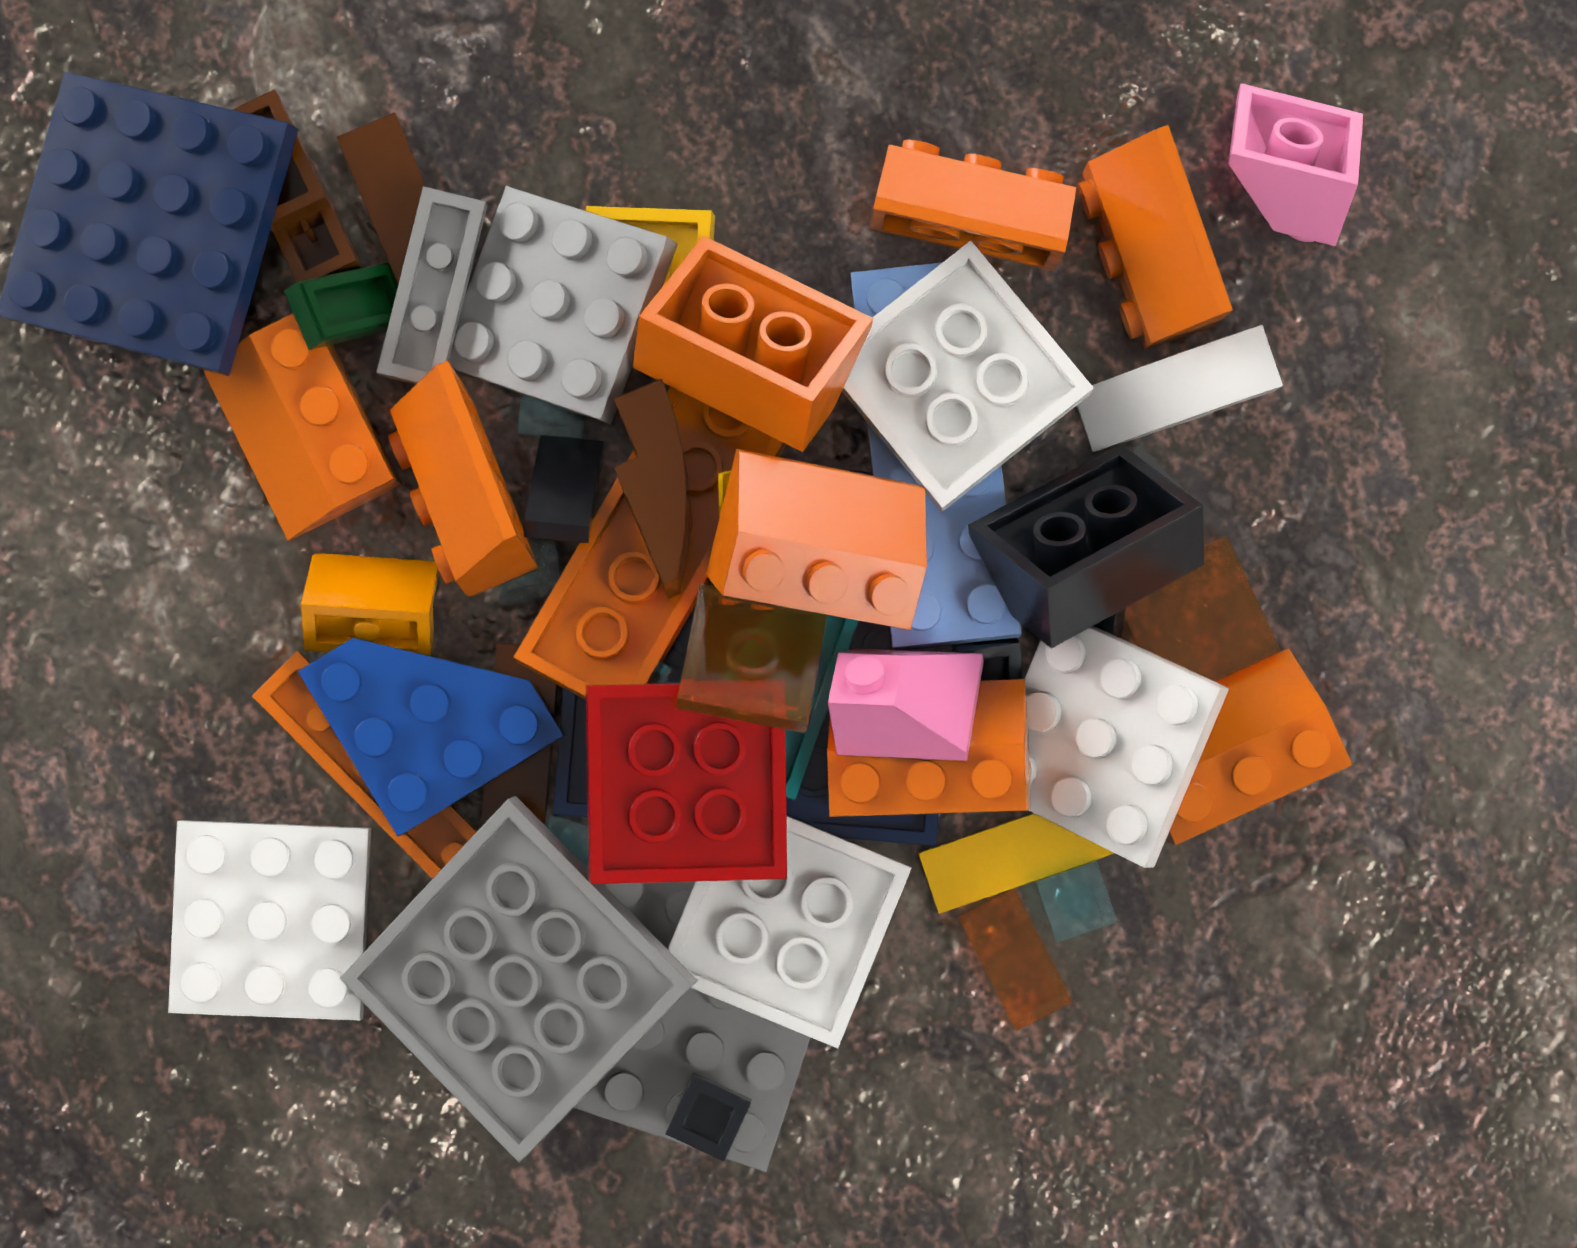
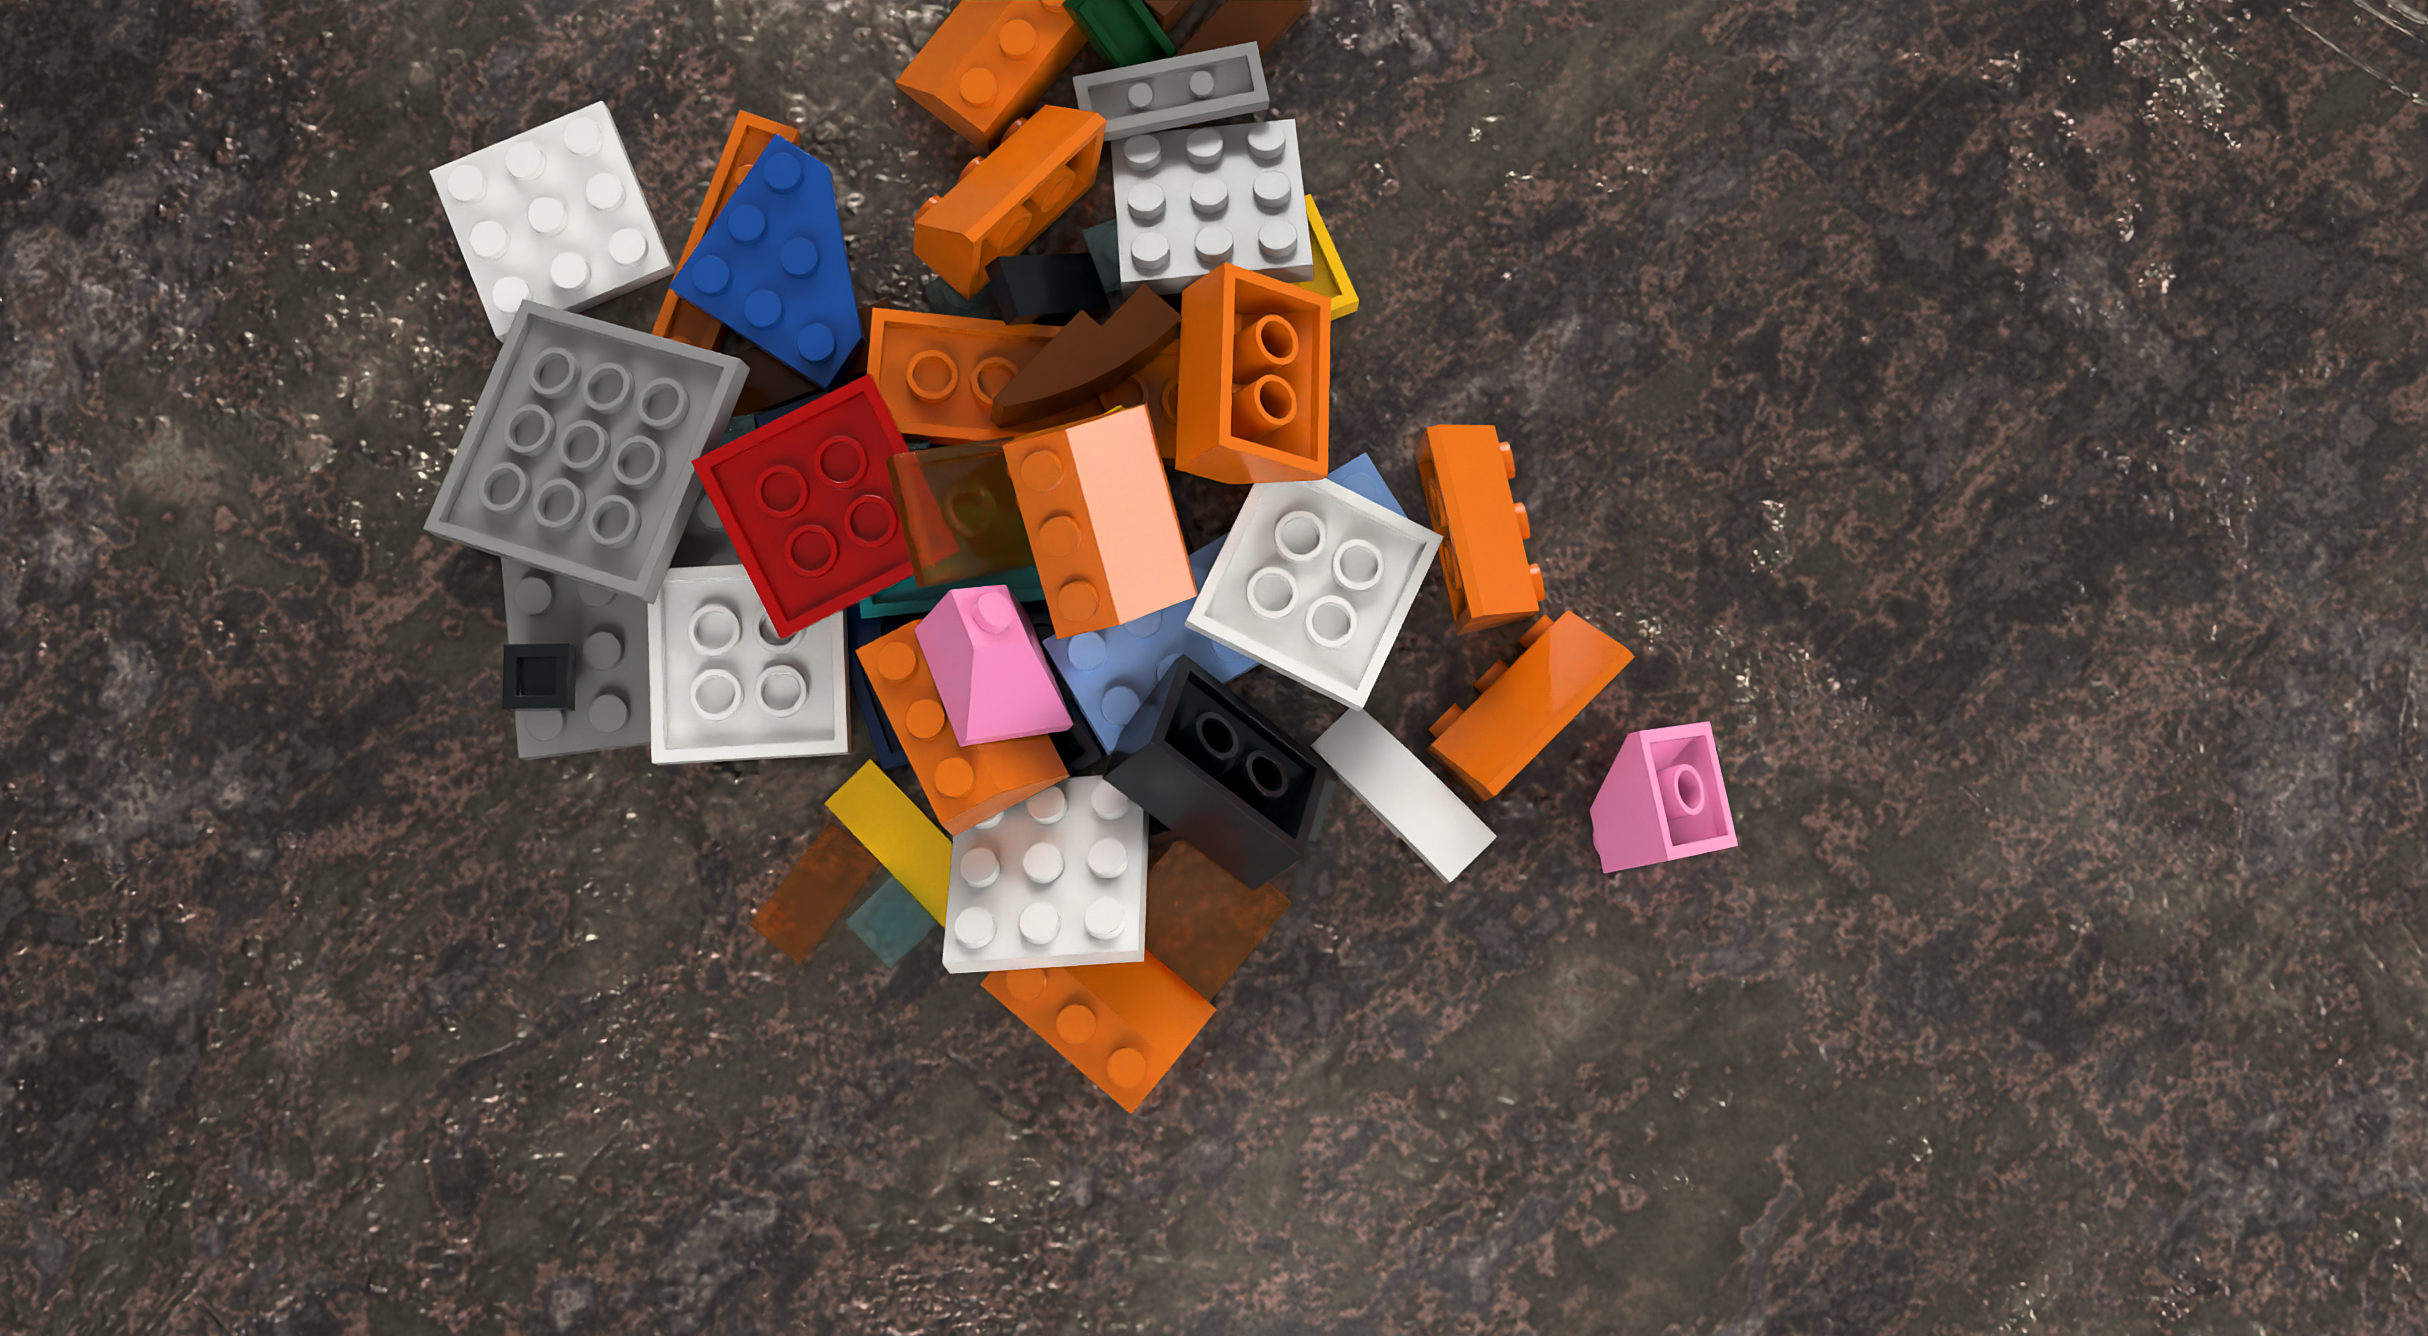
camera: 60 degrees right, 5 degrees down
(370, 601) = (871, 172): light orange panel -> none

